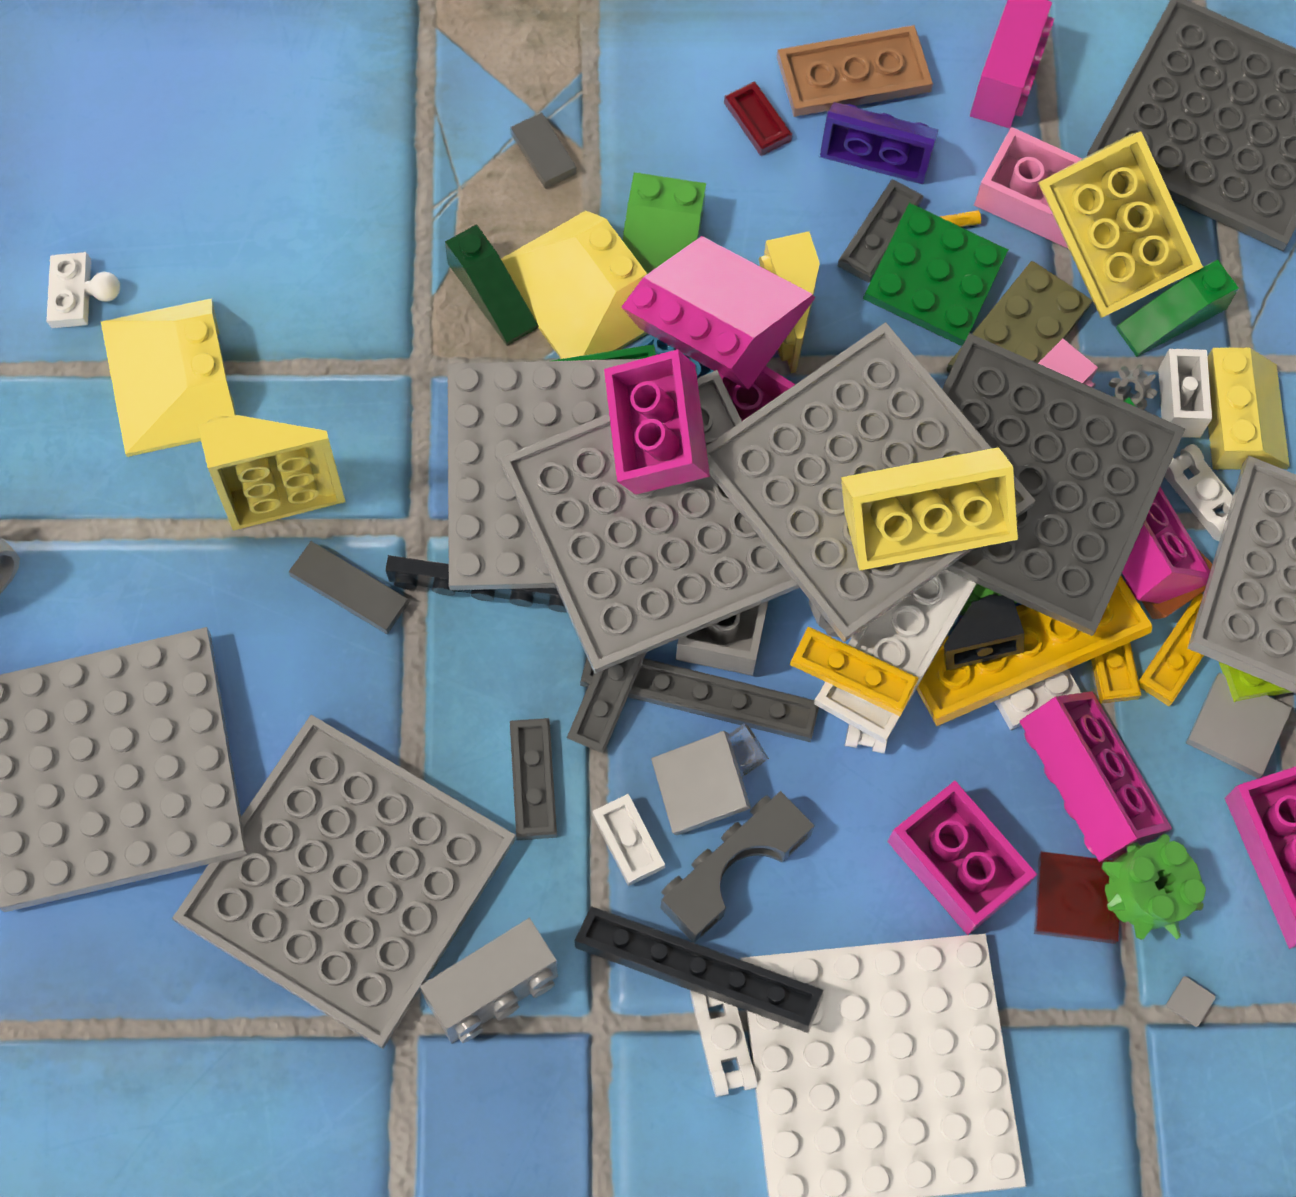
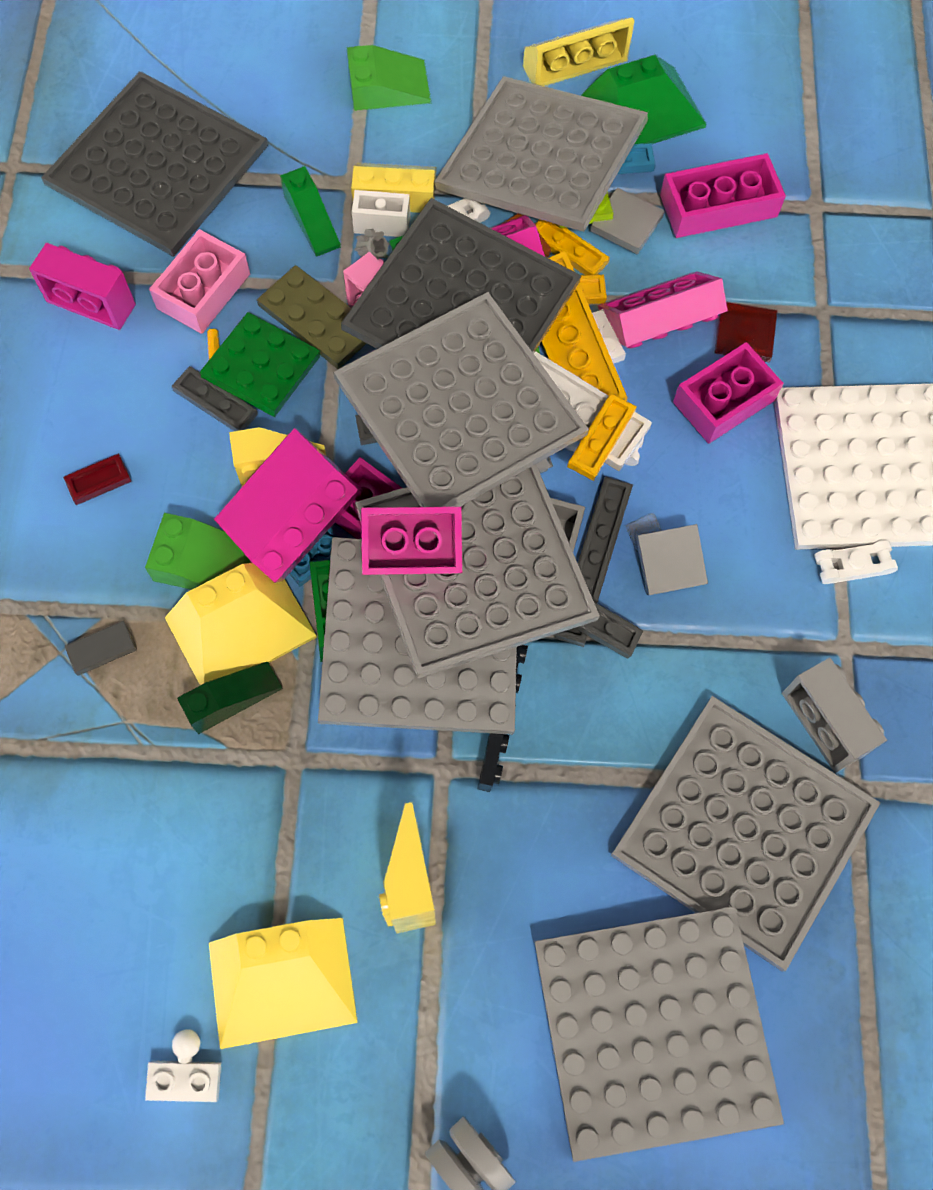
camera: 85 degrees left, 0 degrees up
(348, 587) = (496, 824): dark grey tile -> none
(533, 779) = (661, 684): dark grey tile -> none
(628, 839) = (712, 616): white plate -> none
(699, 969) = (813, 571): black plate -> none
(771, 832) = (755, 568): dark grey arch -> none
(854, 70) = (67, 403): medium nougat plate -> none
(878, 142) = (139, 387): dark purple slope -> none
(930, 508) = (494, 355): light yellow slope -> none
(985, 633) = (564, 349): black slope -> none
(1120, 224) = (244, 224): light yellow slope -> none
(1154, 886) = (747, 278): bright green brick -> none
(1190, 1001) = (813, 276): light grey piece -> none

